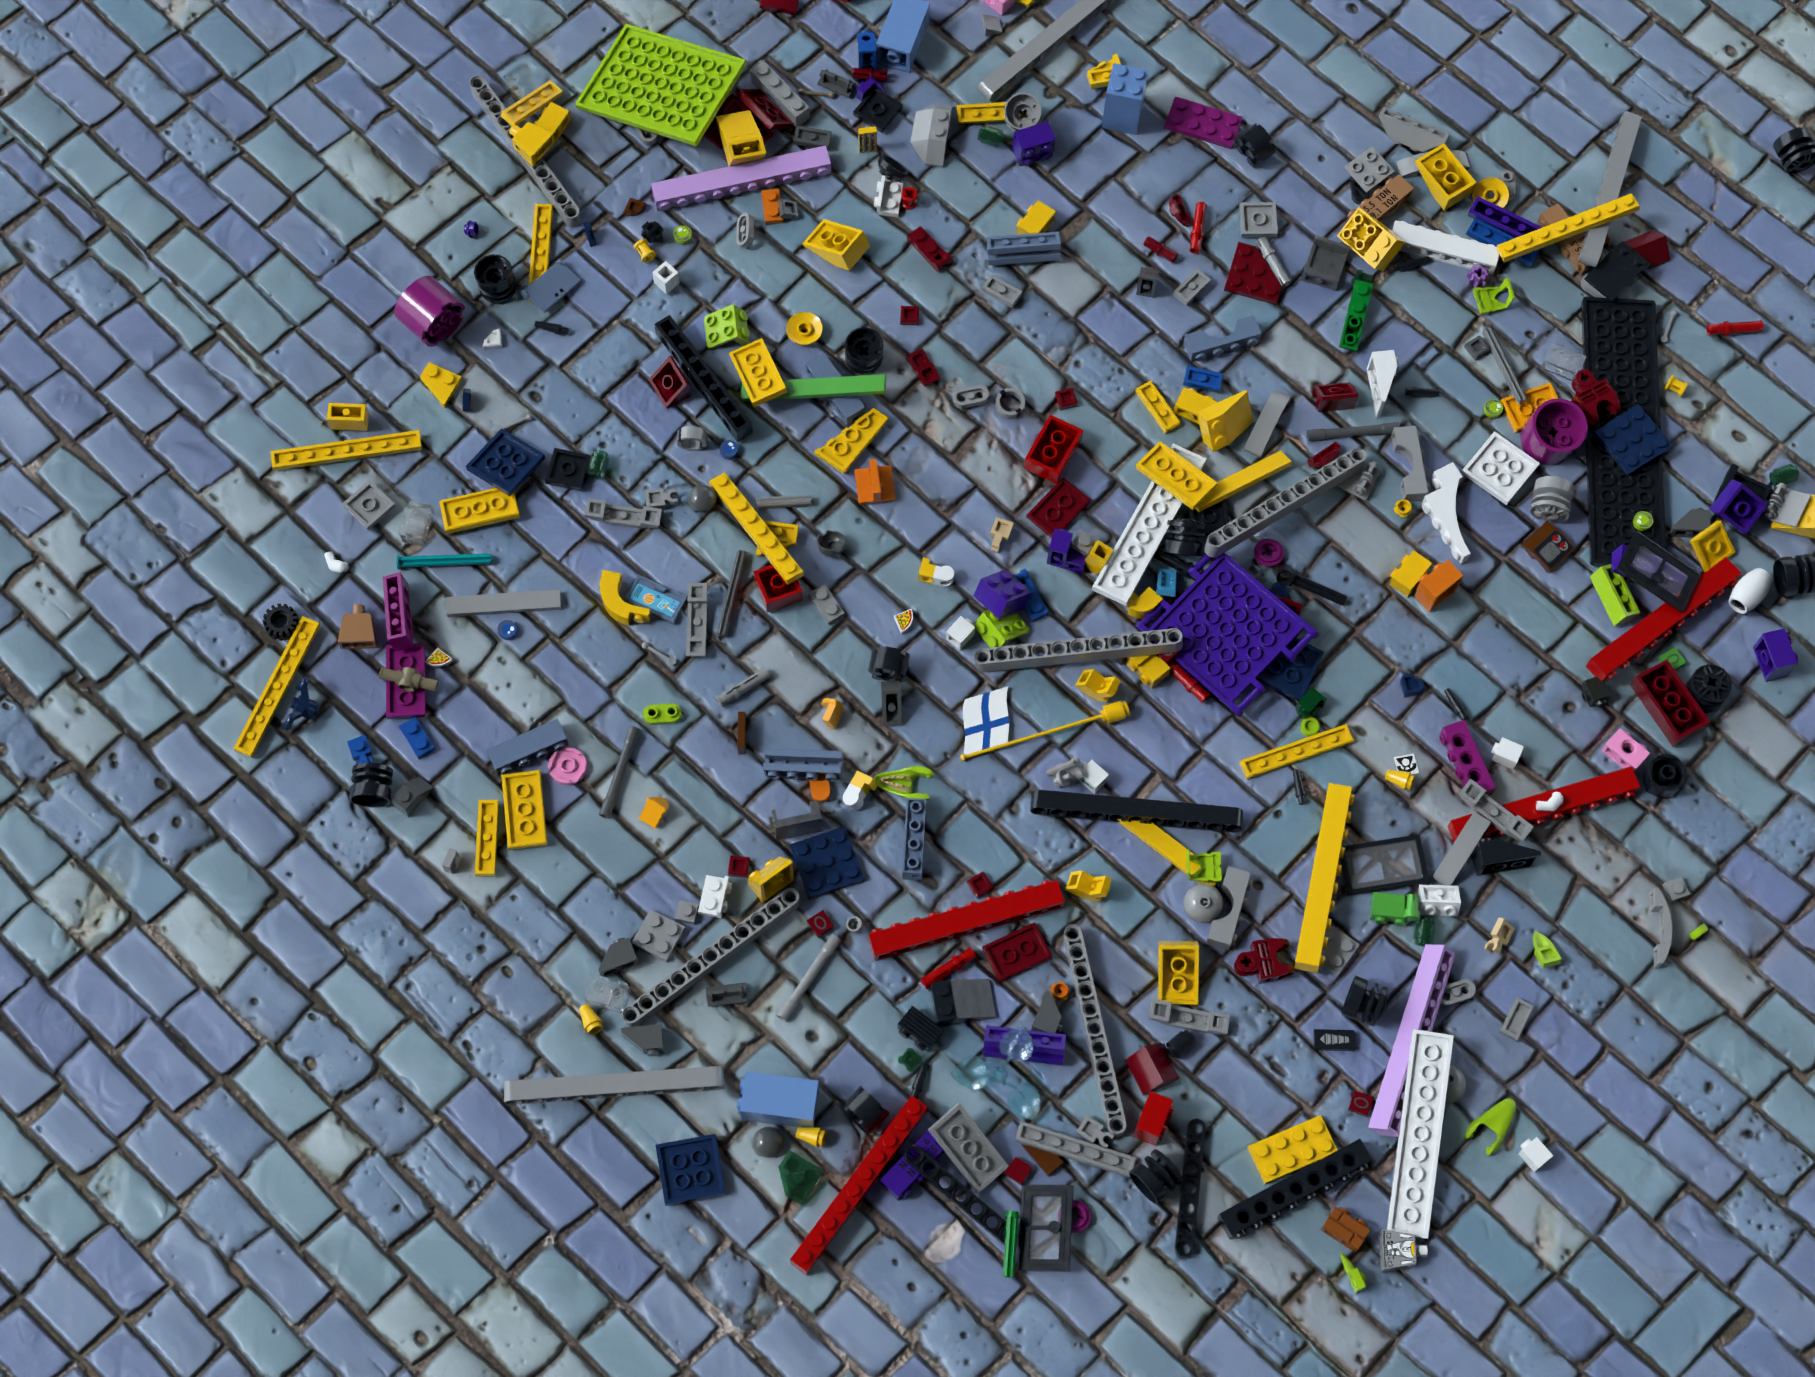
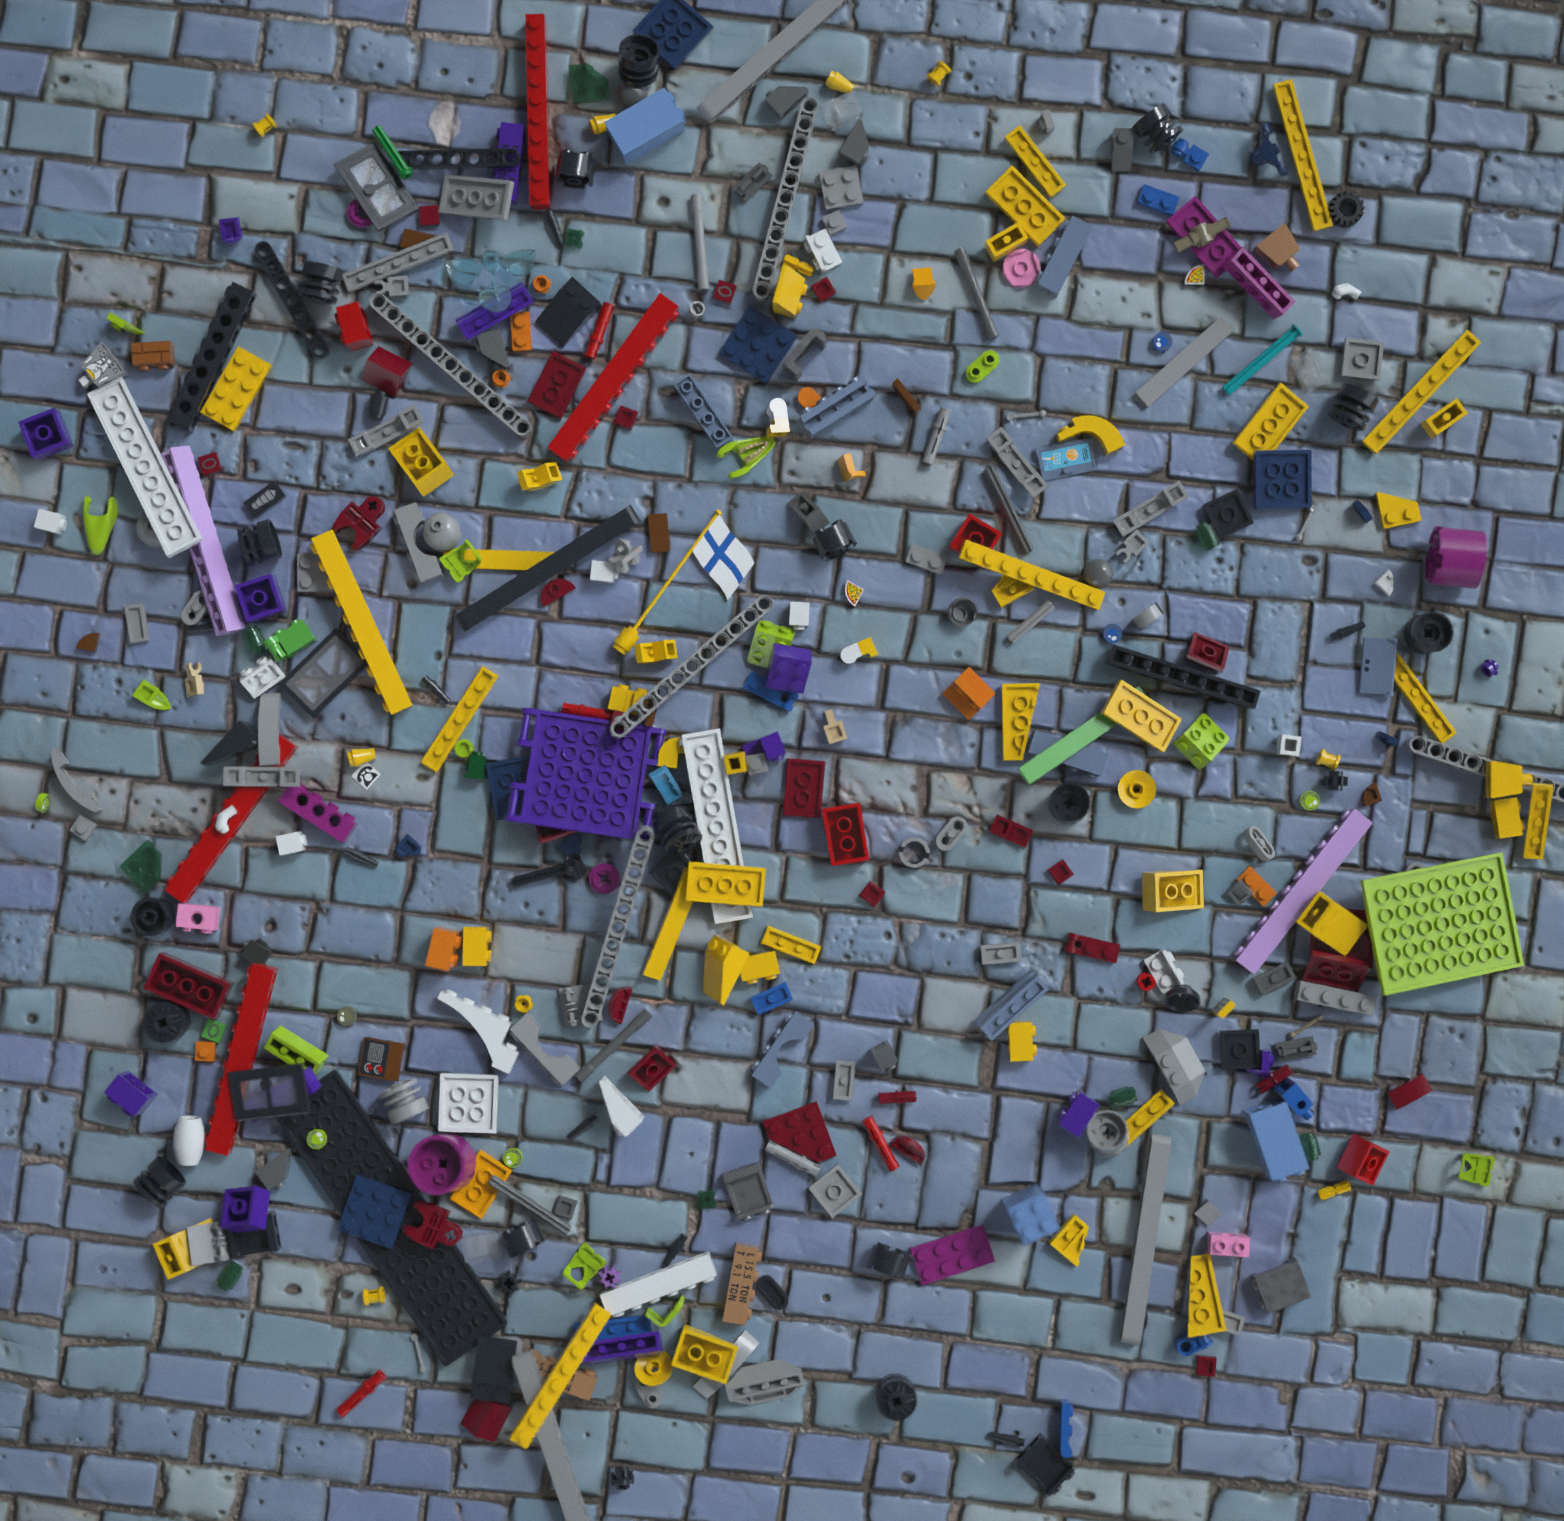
camera: 150 degrees right, 20 degrees up
(408, 471) = (1353, 407): none -> black wheel
(503, 965) = (938, 73): none -> yellow bush
(564, 789) = (1006, 241): none -> yellow brick
(741, 896) = (802, 267): none -> yellow piece
(742, 1157) = (638, 60): none -> black wheel
(880, 15) = (1310, 1146): none -> brick
(920, 1029) = (583, 265): black brick -> none
(967, 1047) = (536, 284): none -> orange plate
(1015, 1013) = (521, 332): none -> orange plate
(1023, 776) = (659, 533): none -> reddish brown tile
(1104, 1355) = (264, 125): none -> yellow bush
(1142, 791) = (555, 590): none -> dark red plate
(1201, 1285) = (230, 230): none -> dark purple plate
(1266, 423) = (690, 999): light grey slope -> none
(1320, 57) = (894, 1386): none -> black wheel
(1355, 315) = (686, 1156): green slope -> none
(1369, 169) = (775, 1313): light grey hinge -> none
(1371, 239) = (723, 1238): yellow slope -> none
(1395, 957) = (260, 598): none -> dark purple brick
(1446, 221) = (669, 1316): none -> lime piece
(1460, 973) = (207, 628): none -> black animal
(1488, 1228) = (45, 434): none -> dark purple brick
(1527, 343) = (522, 1239): none -> black brick
(1553, 597) = (347, 1015): none -> olive tile
(1560, 324) = (513, 1277): none -> black gear
(1569, 1033) = (89, 642): none -> reddish brown tile
(1570, 140) = (622, 1478): none -> black gear
(1645, 821) = (144, 866): none -> clear green plate
(1690, 650) = (205, 1051): none -> orange plate
(1712, 545) = (245, 1159): yellow tile -> none

